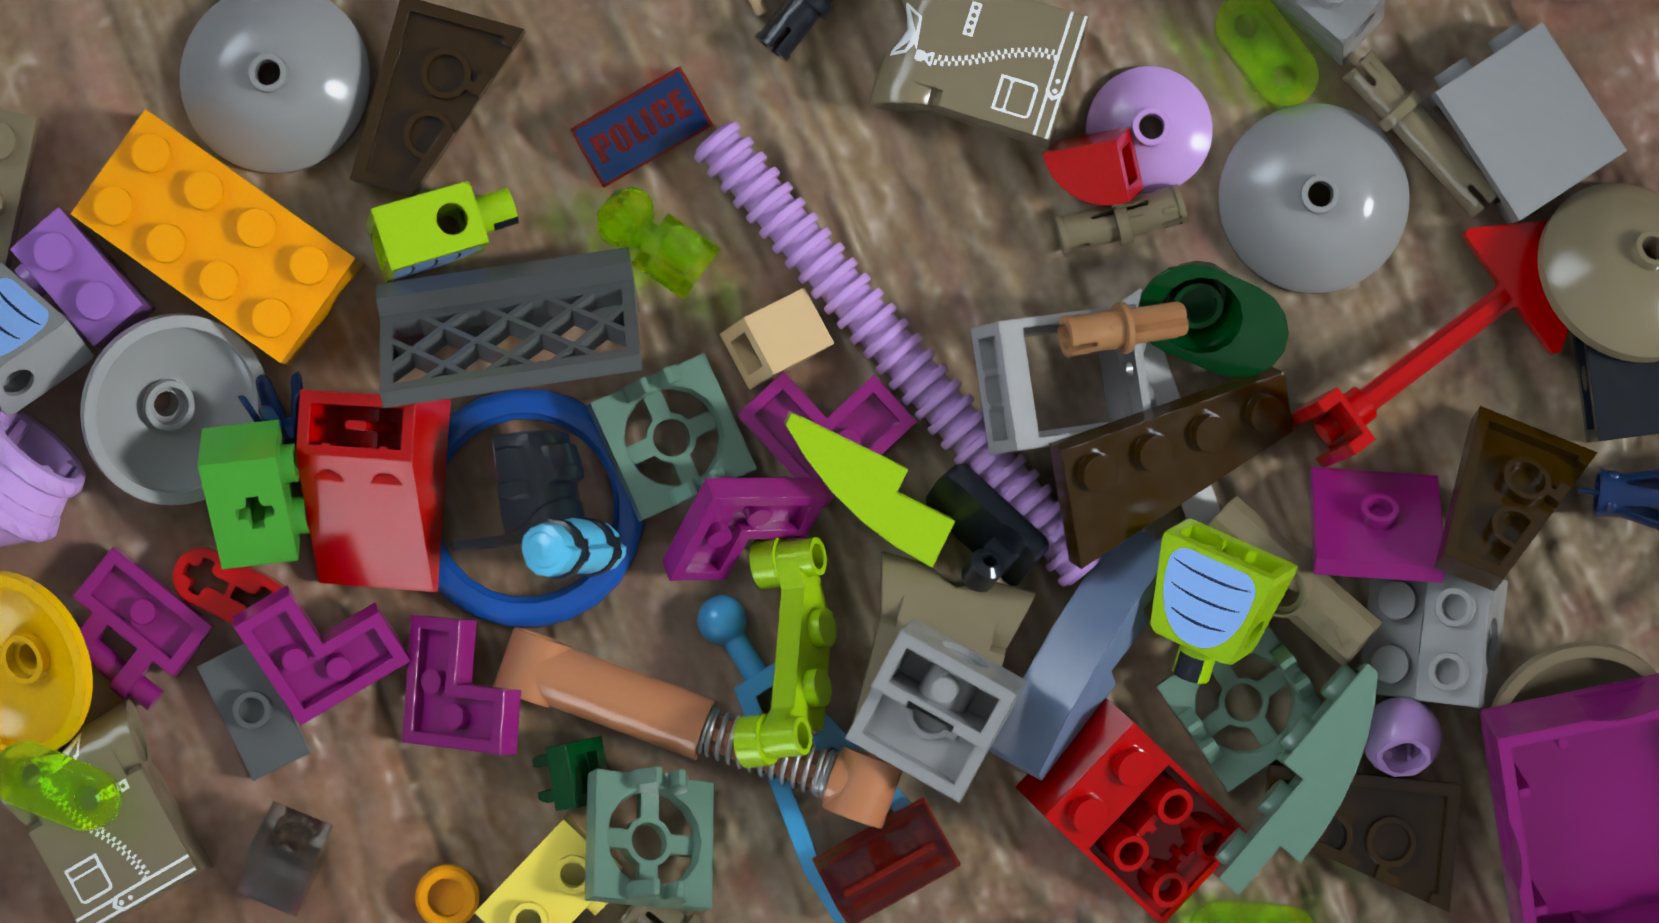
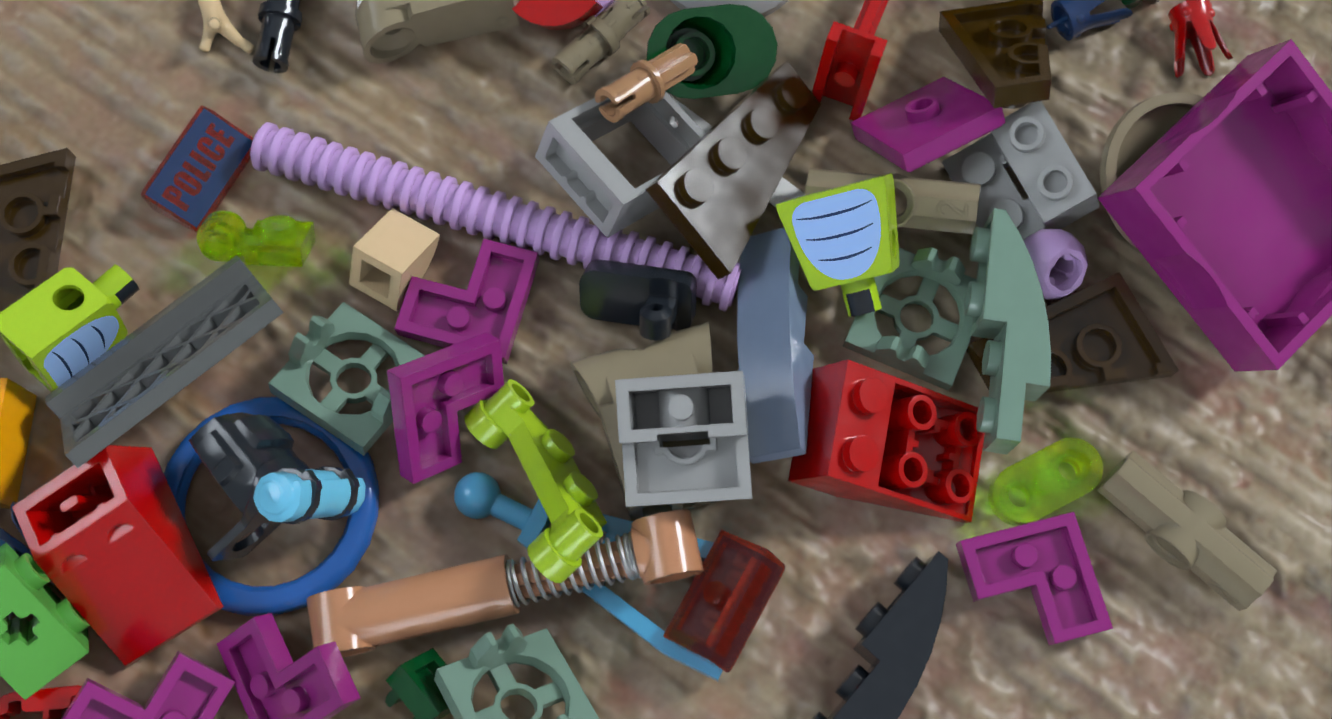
camera: 30 degrees left, 15 degrees down
(870, 489) = (525, 314): lime slope -> none

